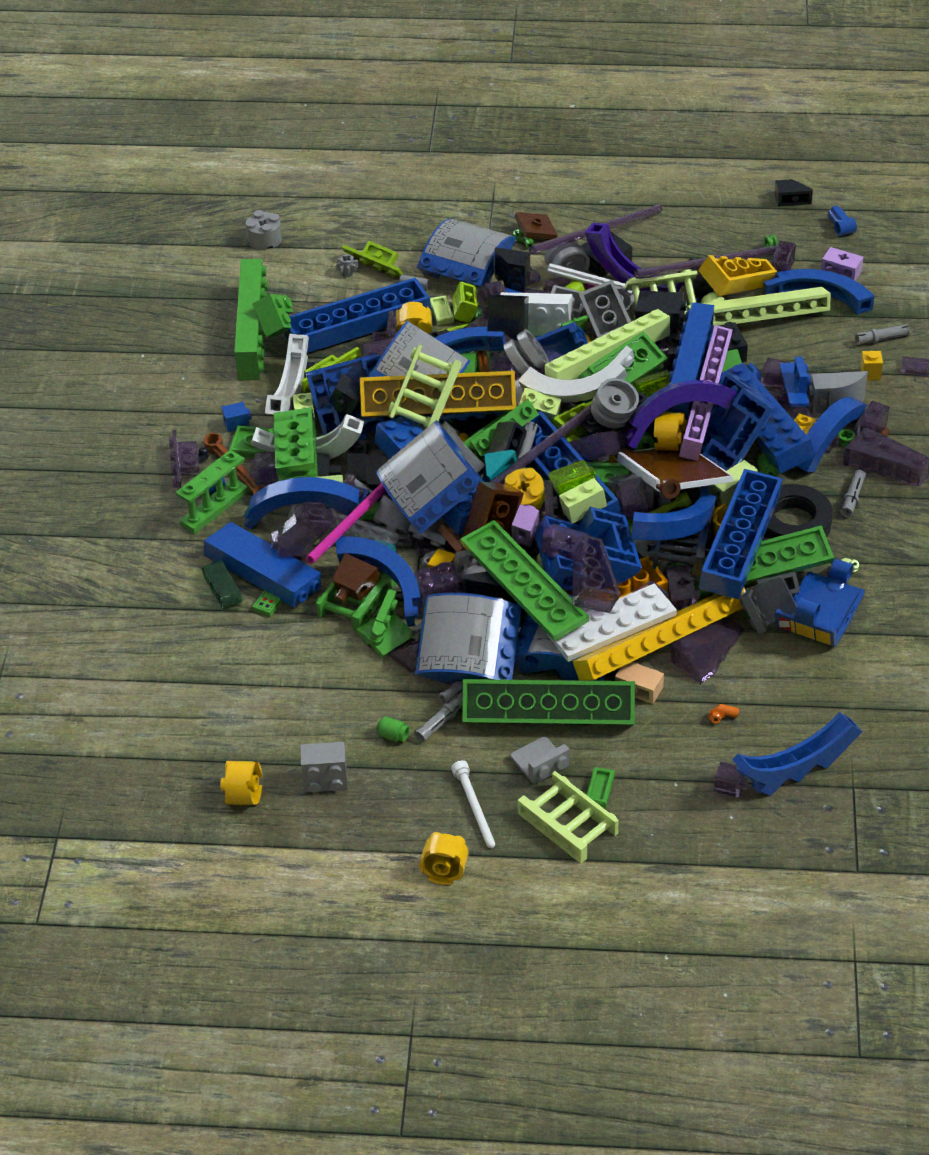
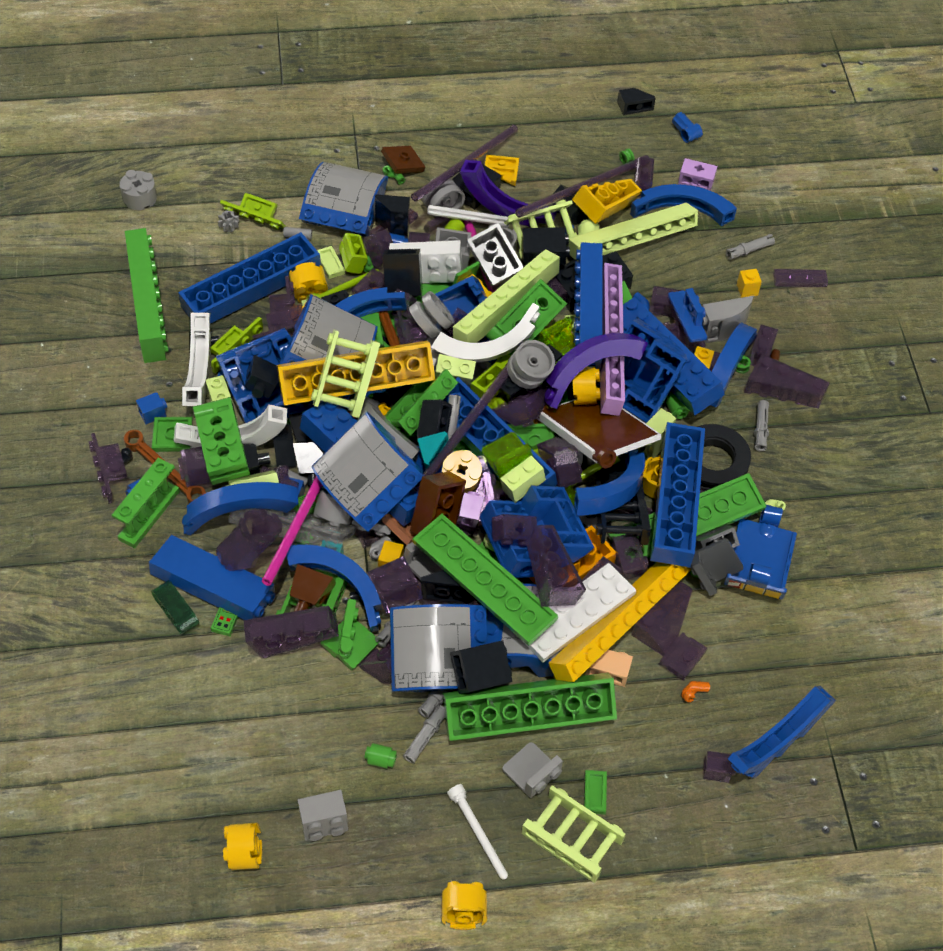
camera: 15 degrees left, 10 degrees up
(274, 314) = (169, 291): bright green brick -> none
(326, 611) = (290, 630): none -> clear purple wedge
(505, 656) = (481, 667): none -> black brick
(640, 241) = (505, 166): none -> yellow wing
(718, 683) = (683, 656): none -> clear purple plate

